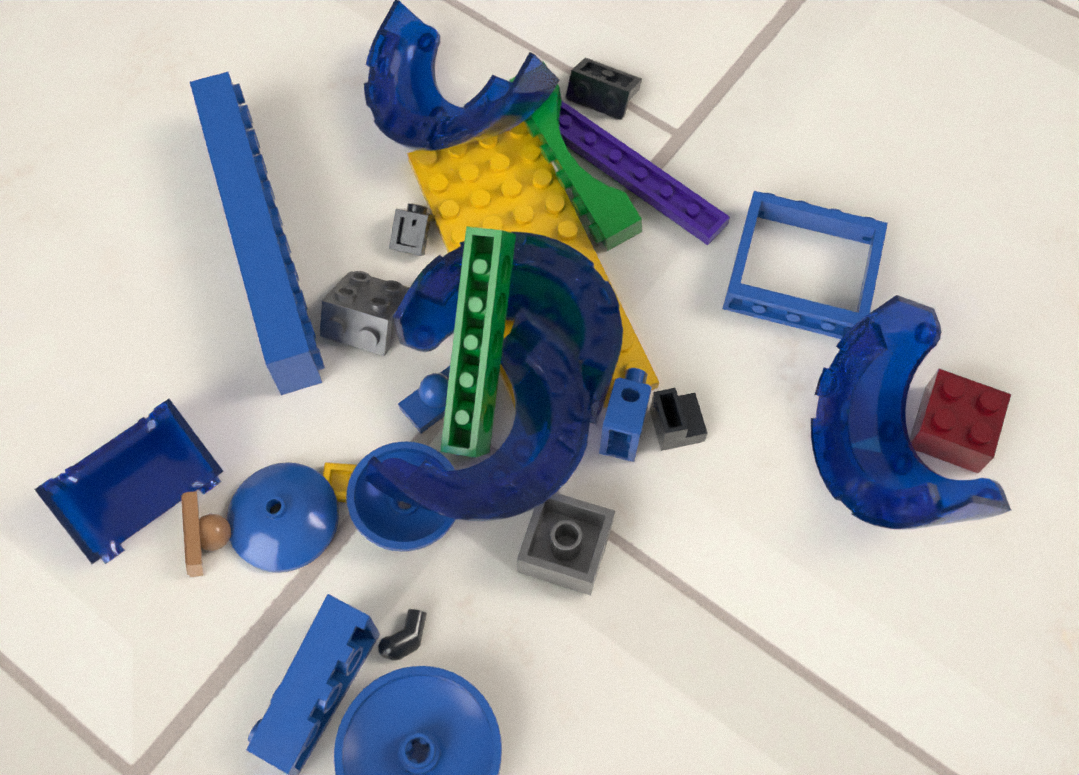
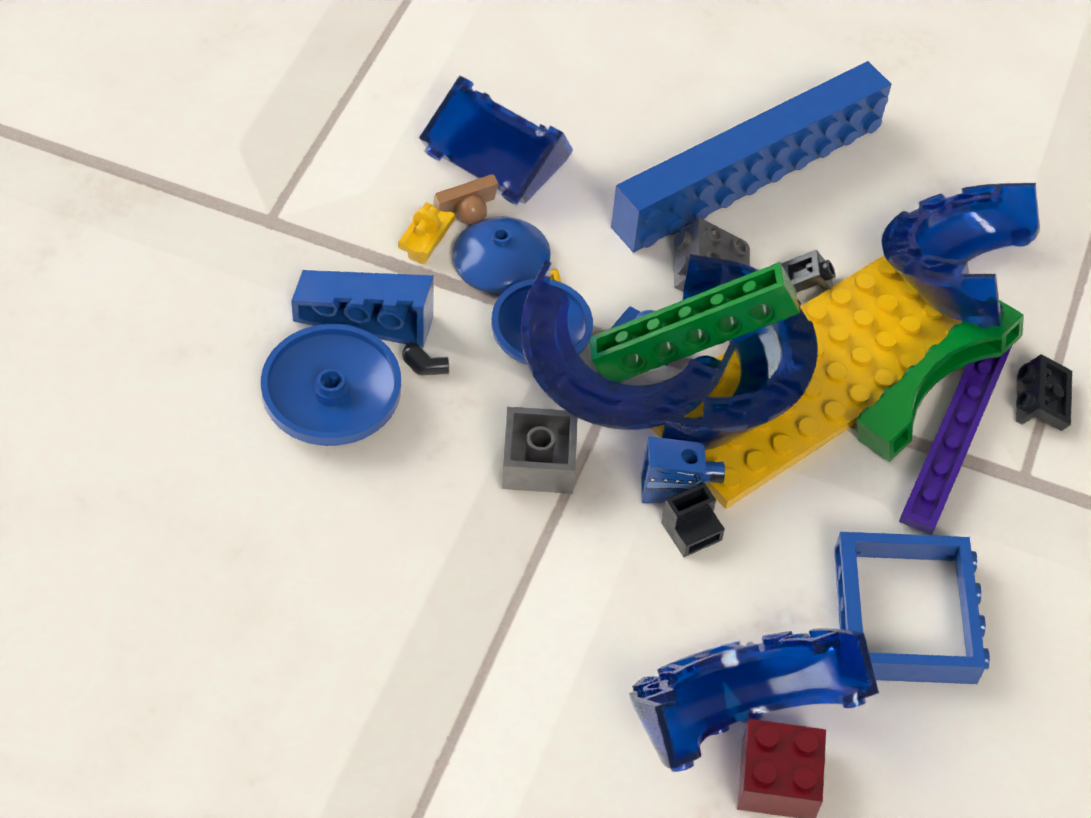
camera: 70 degrees right, 10 degrees down
(231, 589) = (425, 232): none -> yellow hips

